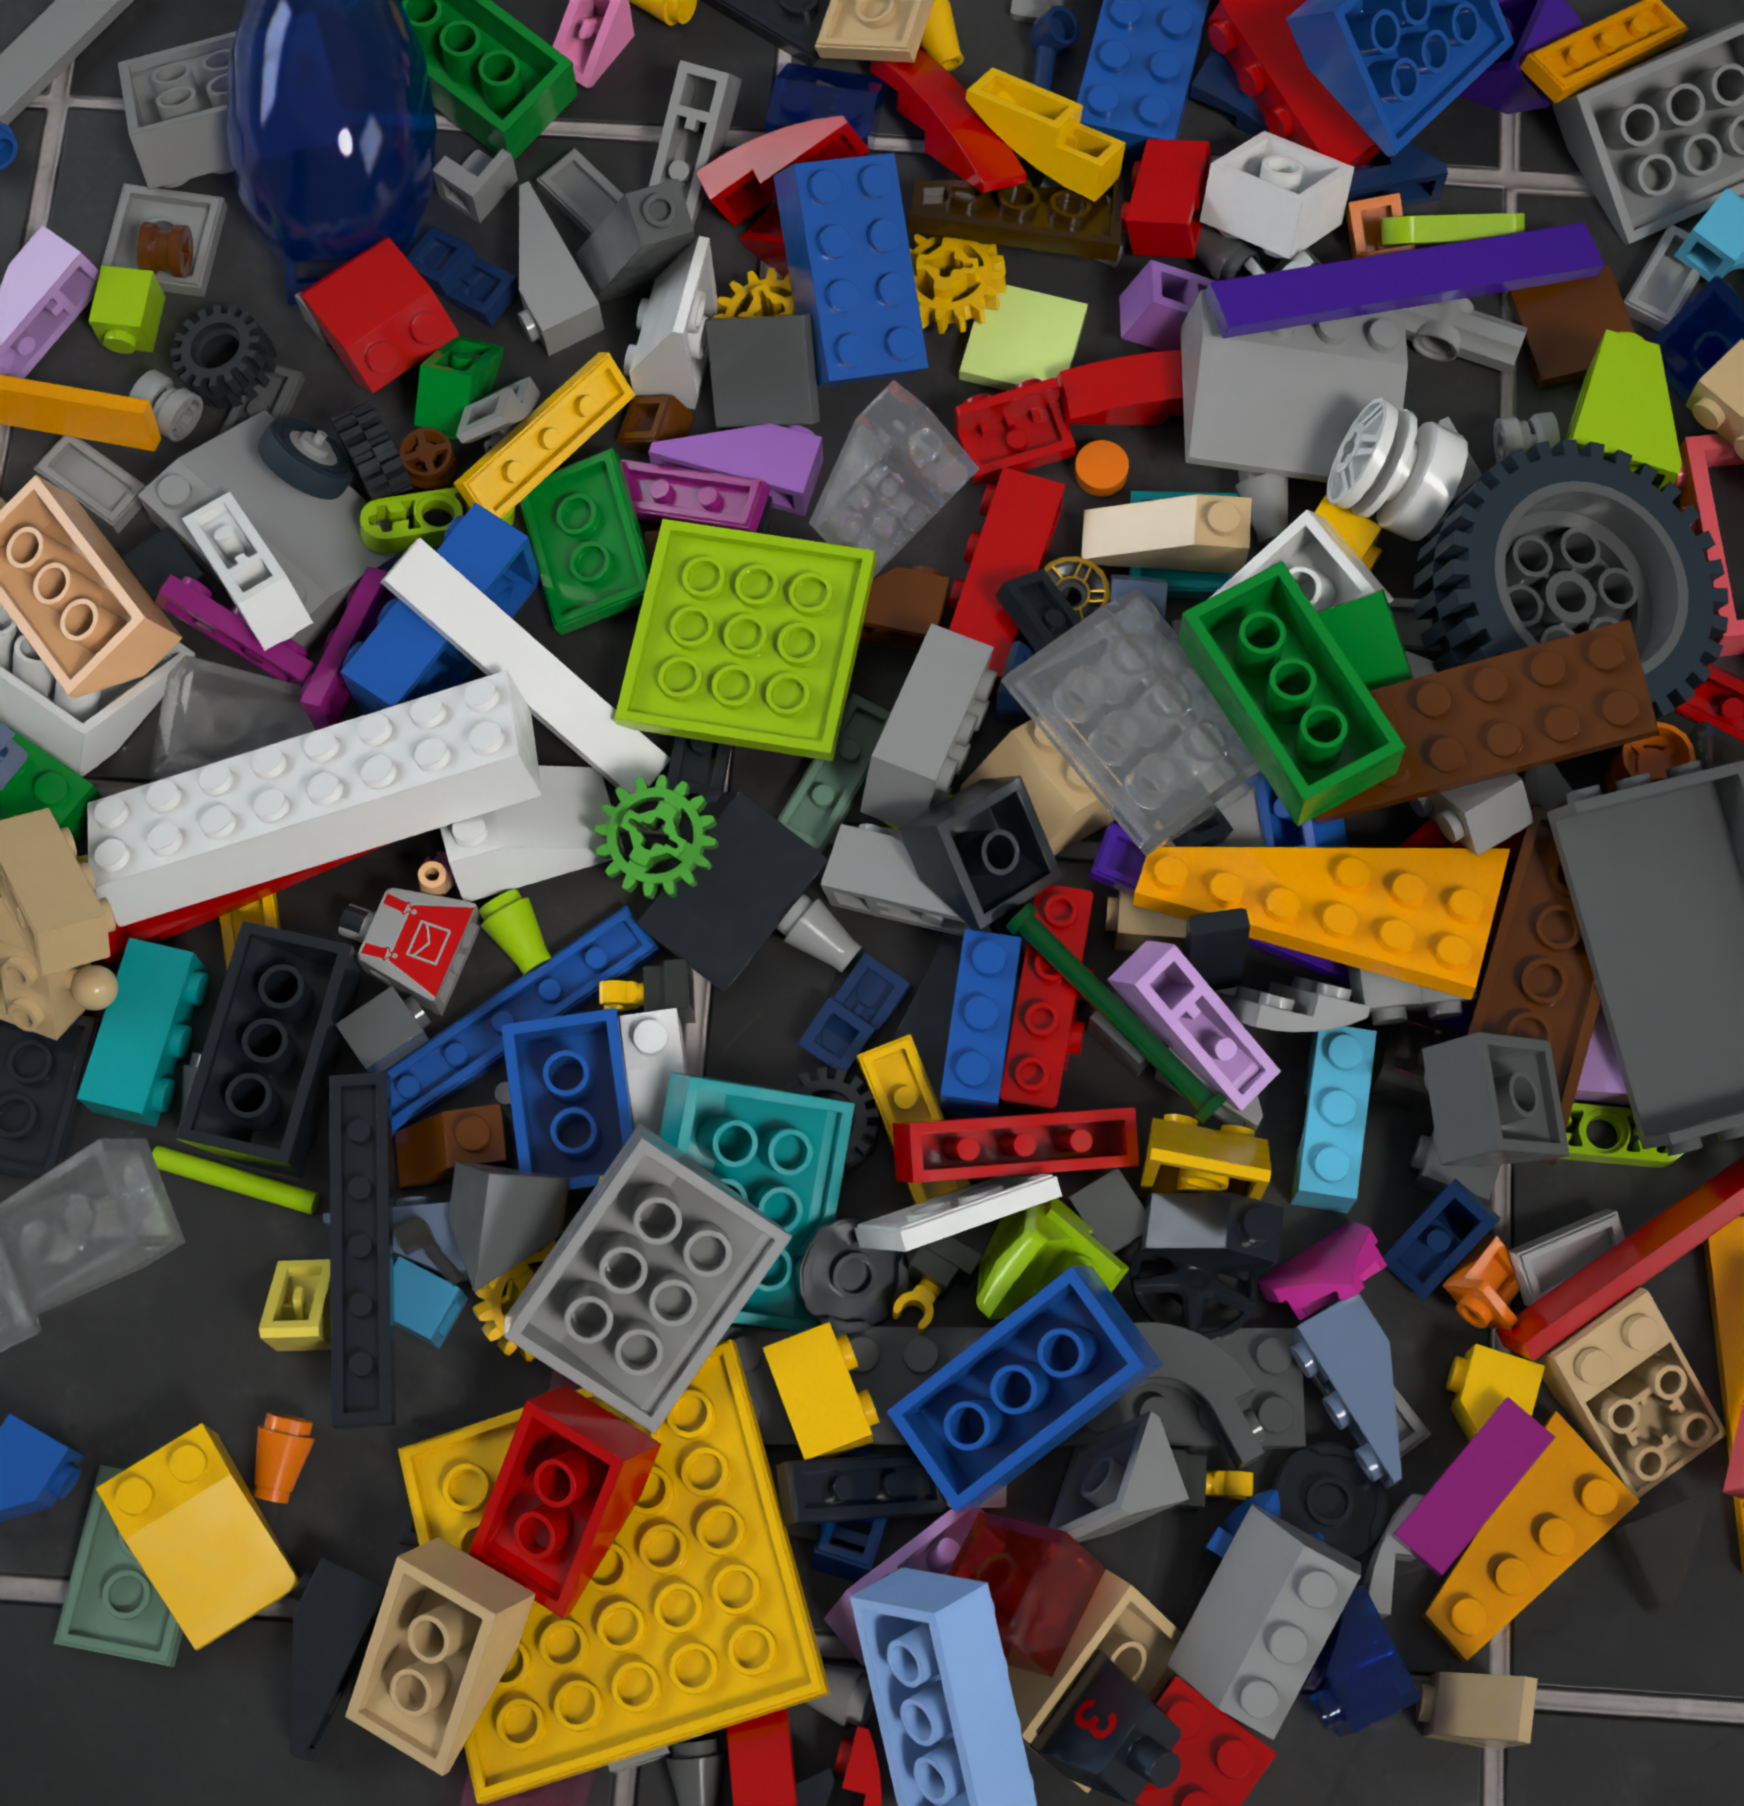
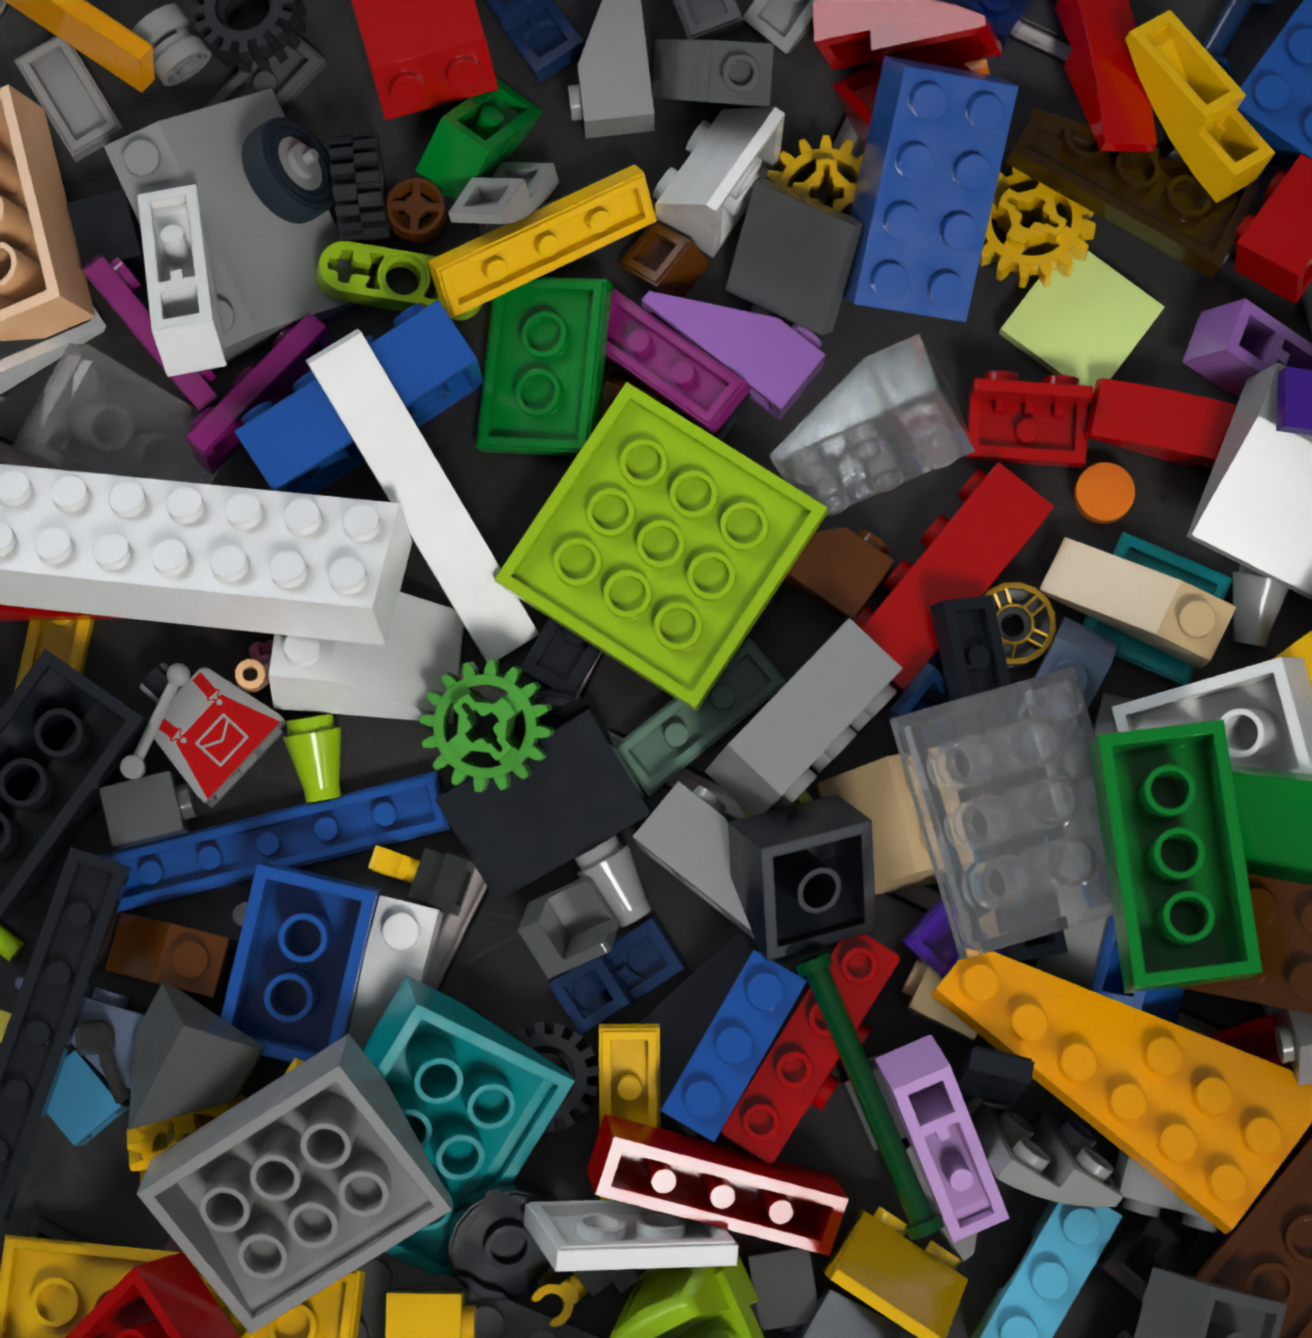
camera: 20 degrees right, 10 degrees up
(358, 992) = (133, 765): none -> light grey hinge
(796, 983) = (569, 926): none -> dark grey panel

